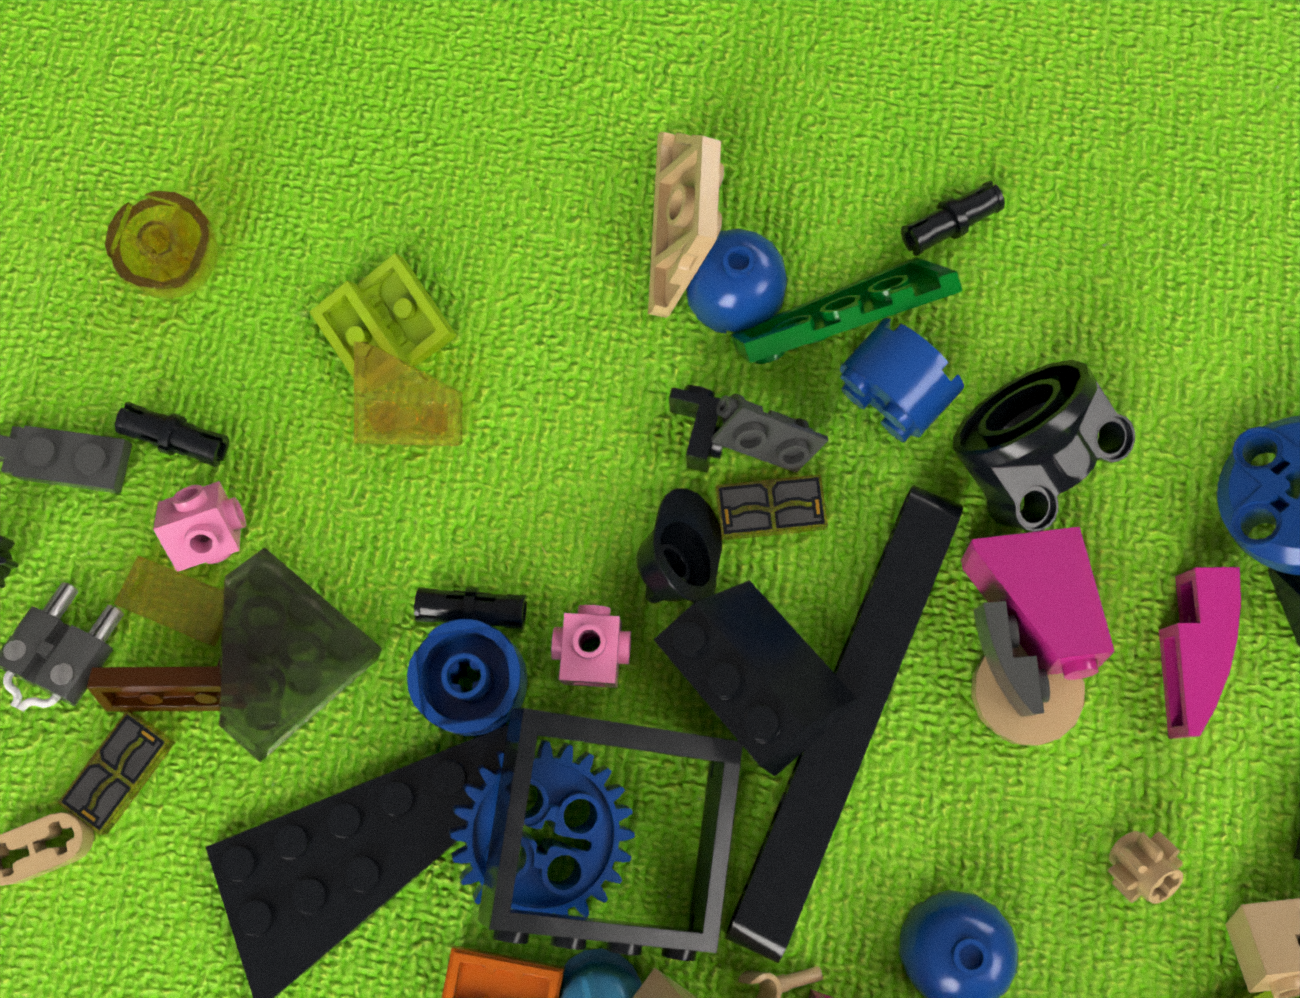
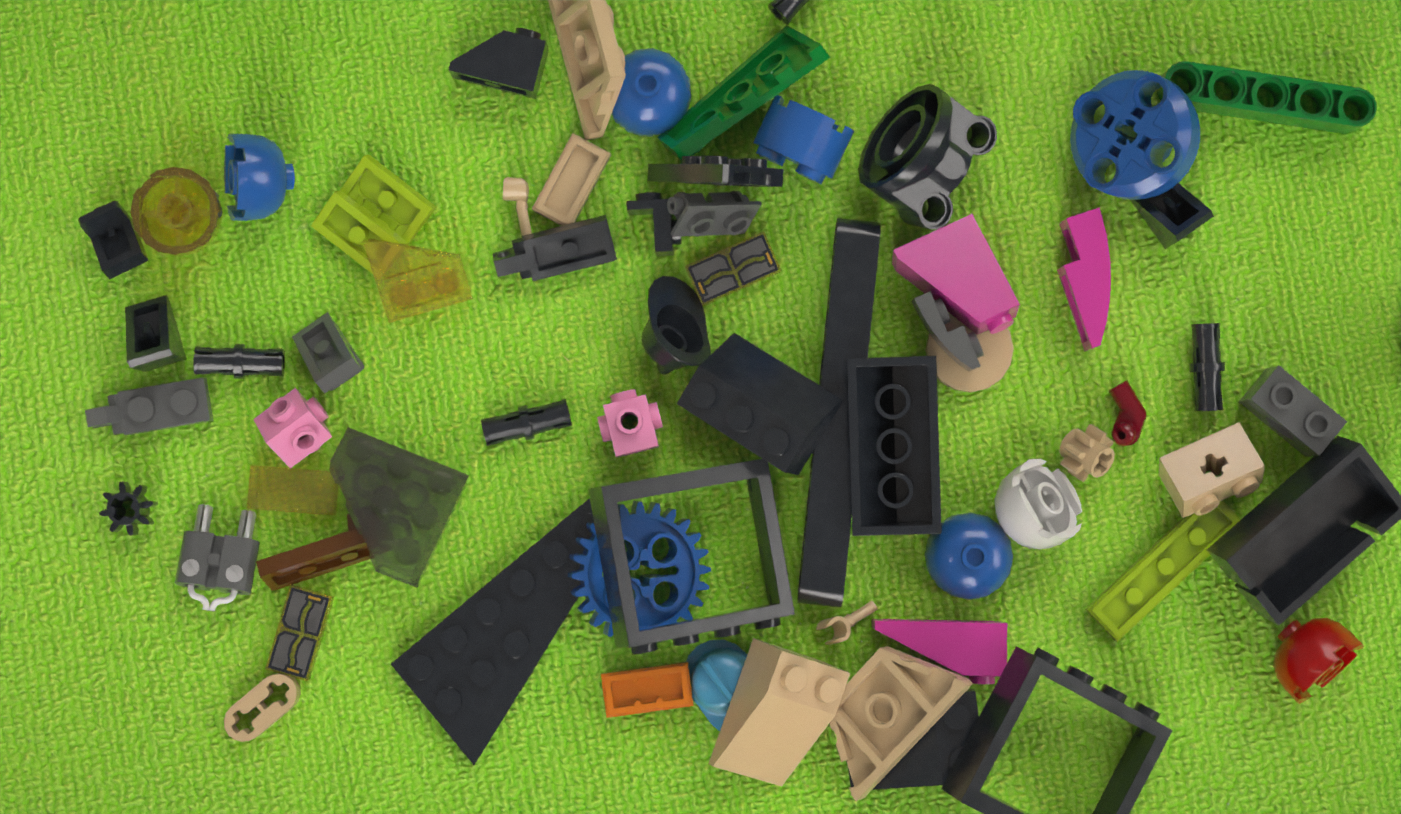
camera: 25 degrees left, 10 degrees up
(85, 266) = (113, 239): none -> black bracket
(86, 378) = (152, 335): none -> slope
(267, 237) = (255, 176): none -> blue cylinder
(273, 459) = (327, 353): none -> dark grey slope
(445, 658) = (521, 470): blue brick -> none
(554, 345) = (518, 190): none -> tan hand
(576, 422) = (558, 250): none -> black hinge
(585, 201) = (505, 63): none -> black slope
(617, 354) = (571, 181): none -> tan tile
(792, 384) = (717, 171): none -> black wing
(907, 780) = (894, 445): none -> black slope
(1066, 917) = (1037, 506): none -> white cylinder
(1209, 838) = (1130, 415): none -> dark red arm

